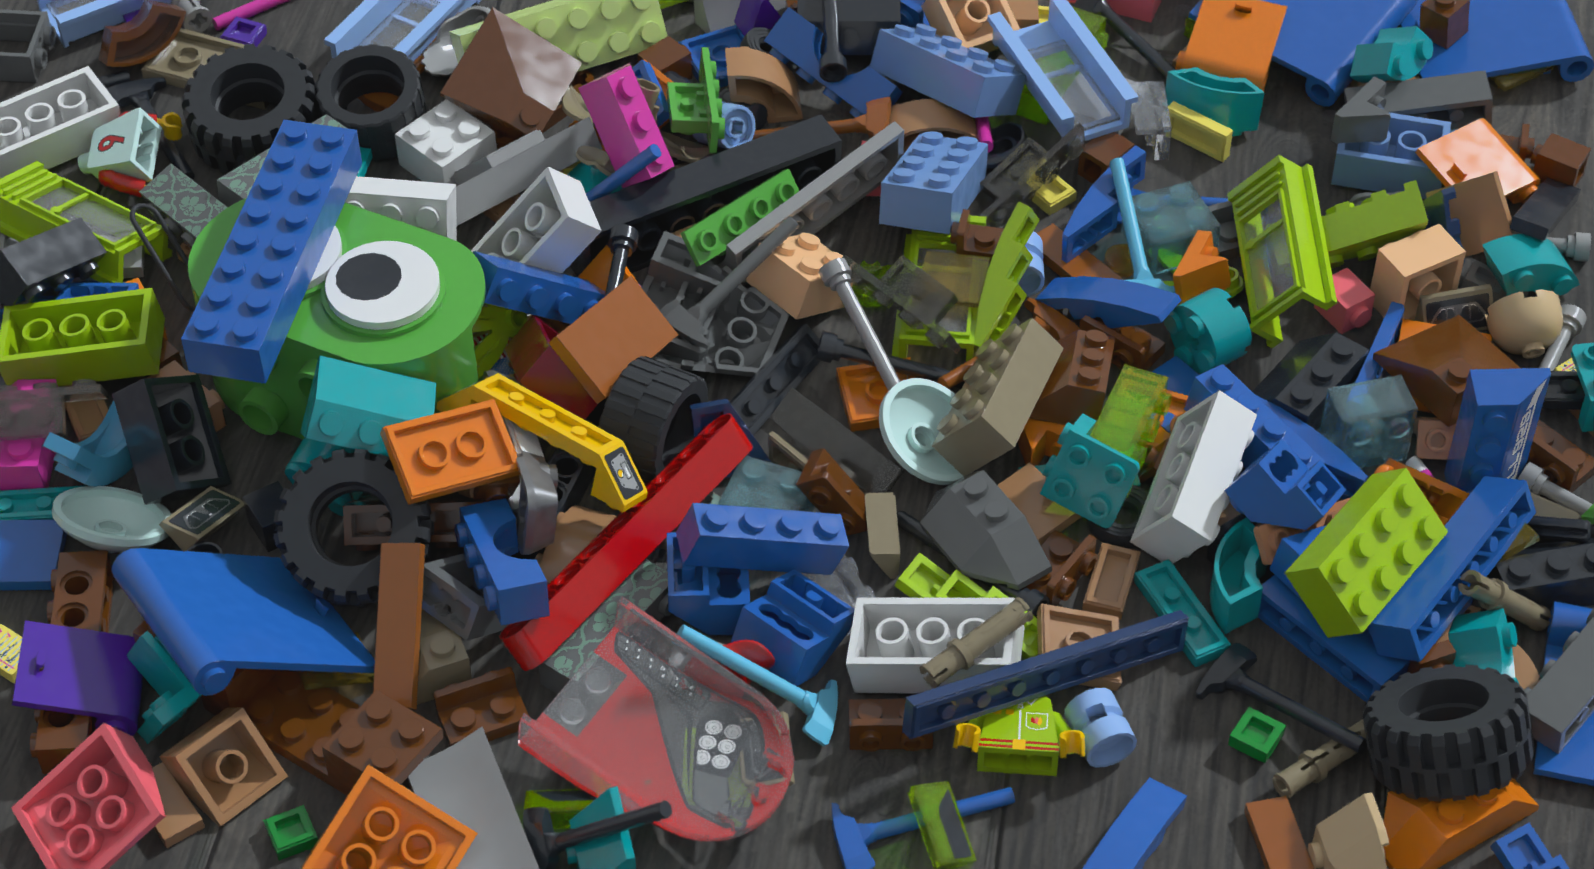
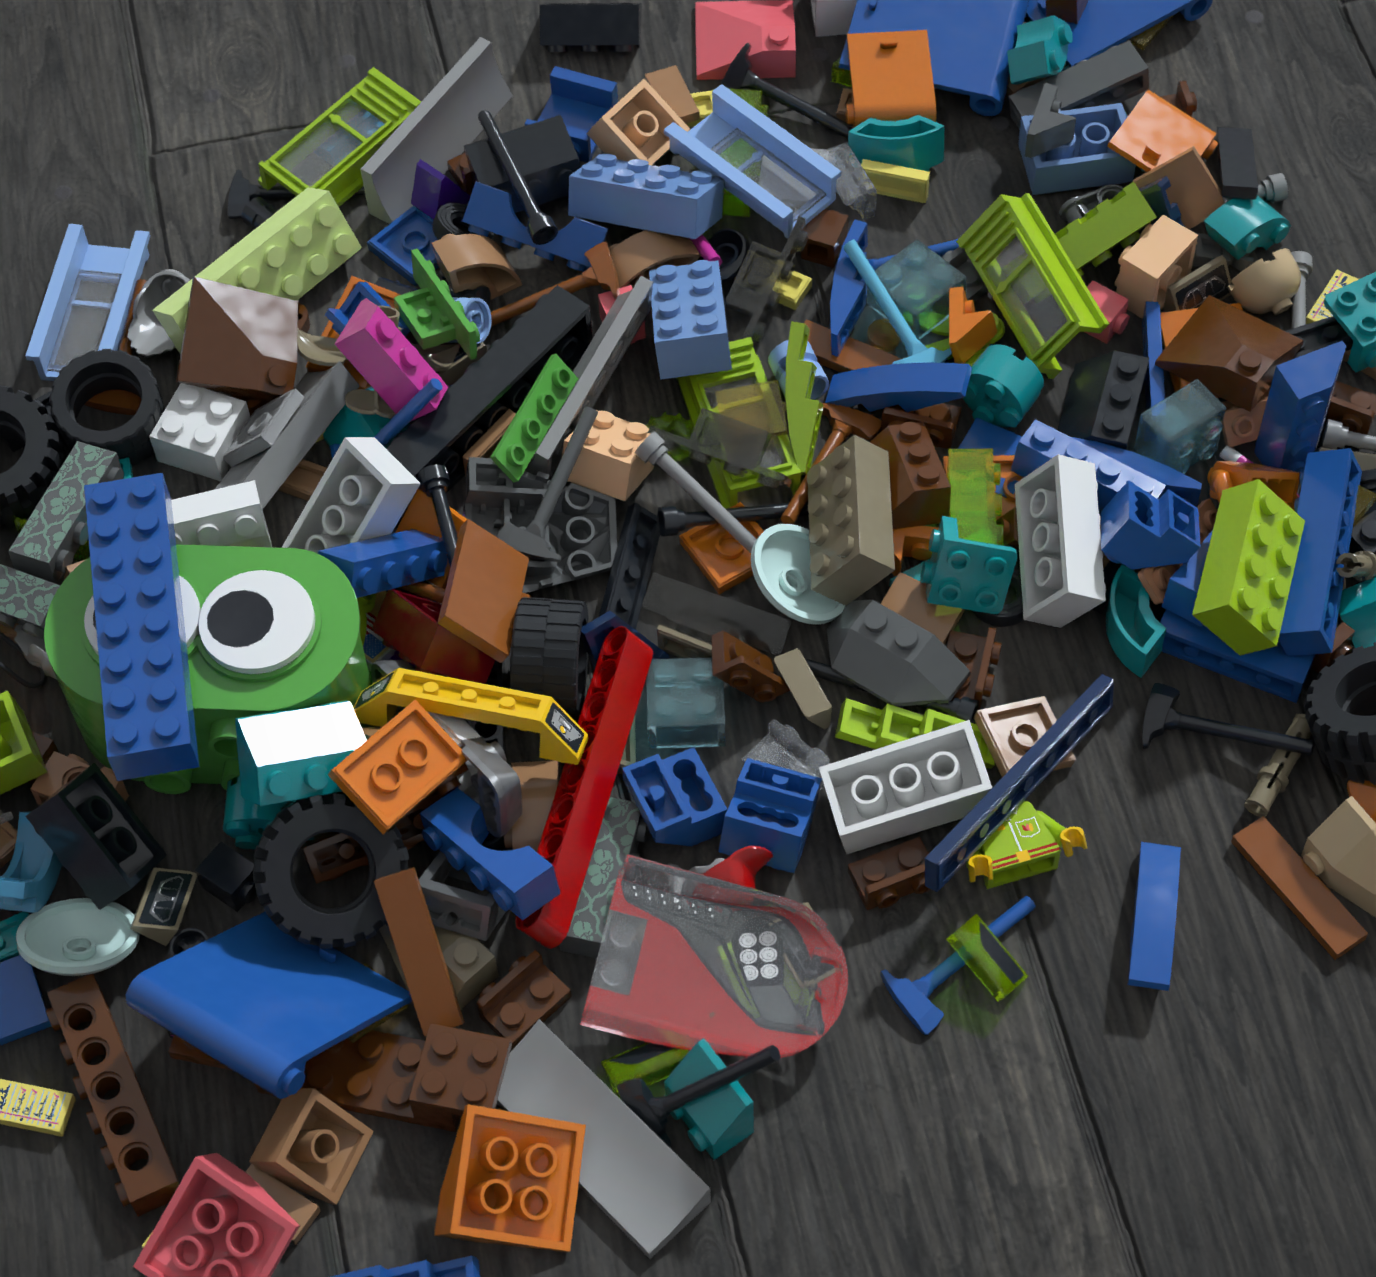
camera: 20 degrees left, 10 degrees up
(81, 674) = (140, 1110): dark purple door -> none
(167, 680) = (241, 1096): teal bracket -> none
(291, 832) = (405, 1185): green tile -> none
(669, 56) = (369, 264): reddish brown brick -> none
(762, 539) = (712, 743): blue brick -> none
(818, 707) = (824, 880): medium azure piece -> none
(962, 652) = (949, 791): dark tan pin -> none
(973, 238) = (758, 365): reddish brown bracket -> none
(1105, 730) = (1076, 806): light blue wheel -> none
(1111, 580) = (1020, 662): medium nougat tile -> none
(1169, 593) = (1086, 663): teal tile -> none
(1257, 735) = (1213, 767): green plate -> none
(1560, 160) = (1223, 106): reddish brown brick -> none

